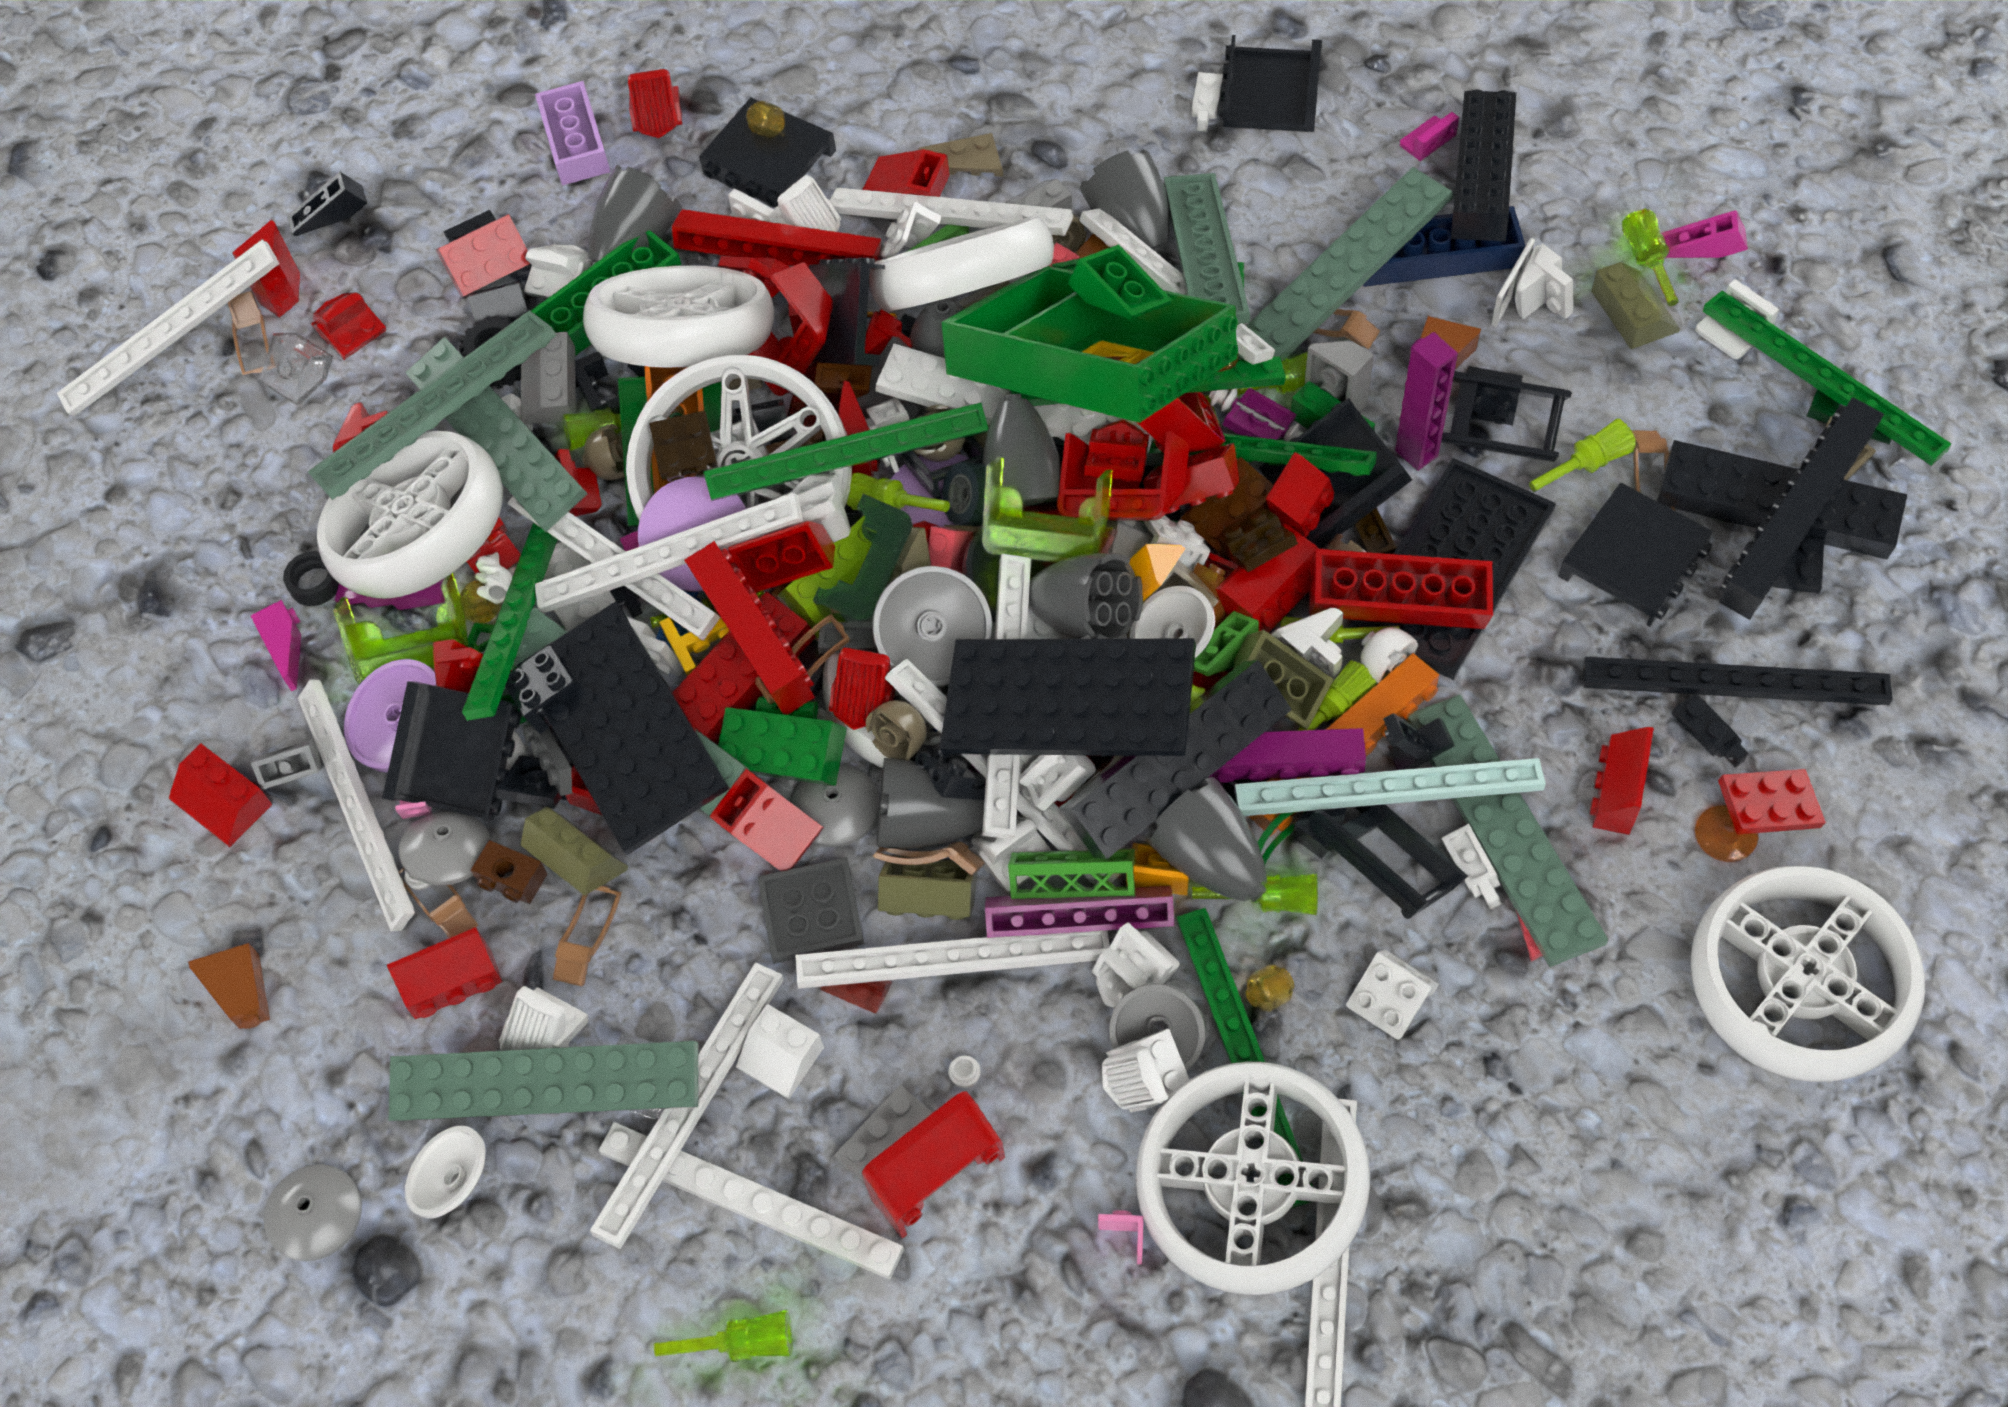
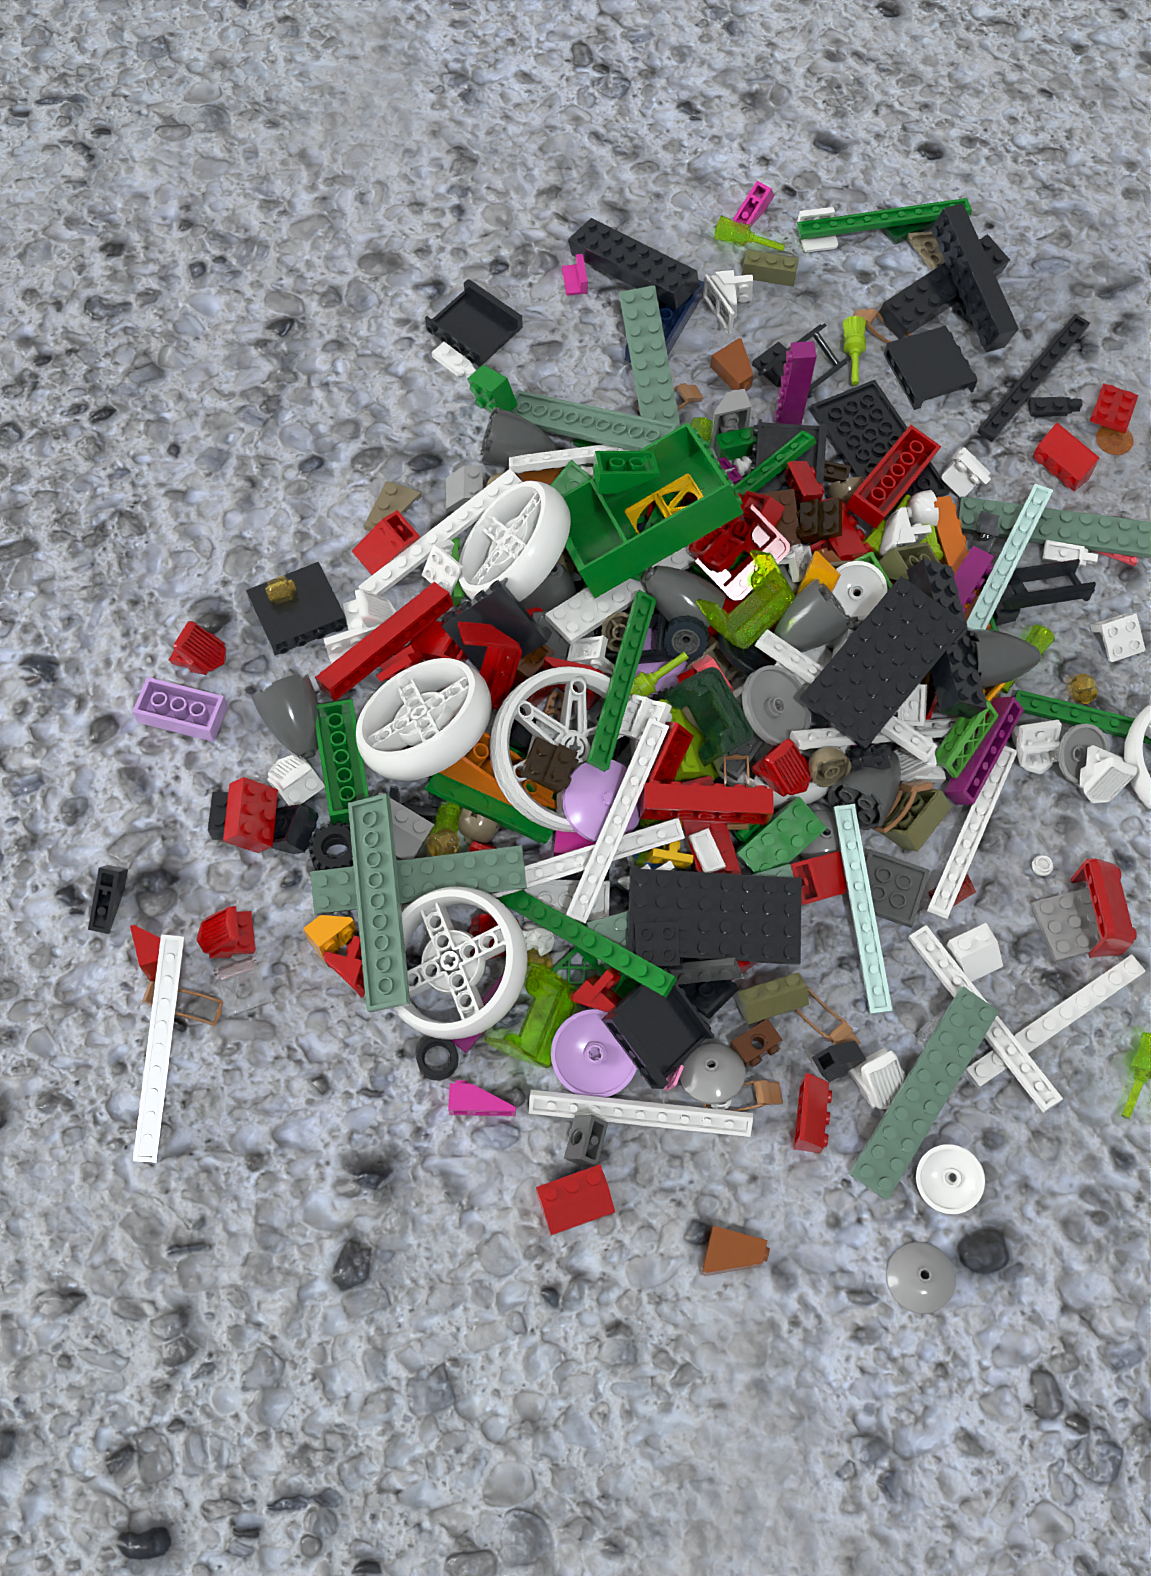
camera: 65 degrees left, 5 degrees up
(380, 390) = (330, 933): none -> light orange slope
(531, 965) = (838, 1059): none -> black slope
(549, 426) = (443, 843): none -> clear yellow head
(704, 674) = (707, 851): none -> white tile
(751, 887) = (862, 909): none -> light aqua plate
(1178, 145) = (491, 390): none -> green brick
(1497, 674) = (964, 473): none -> white piece

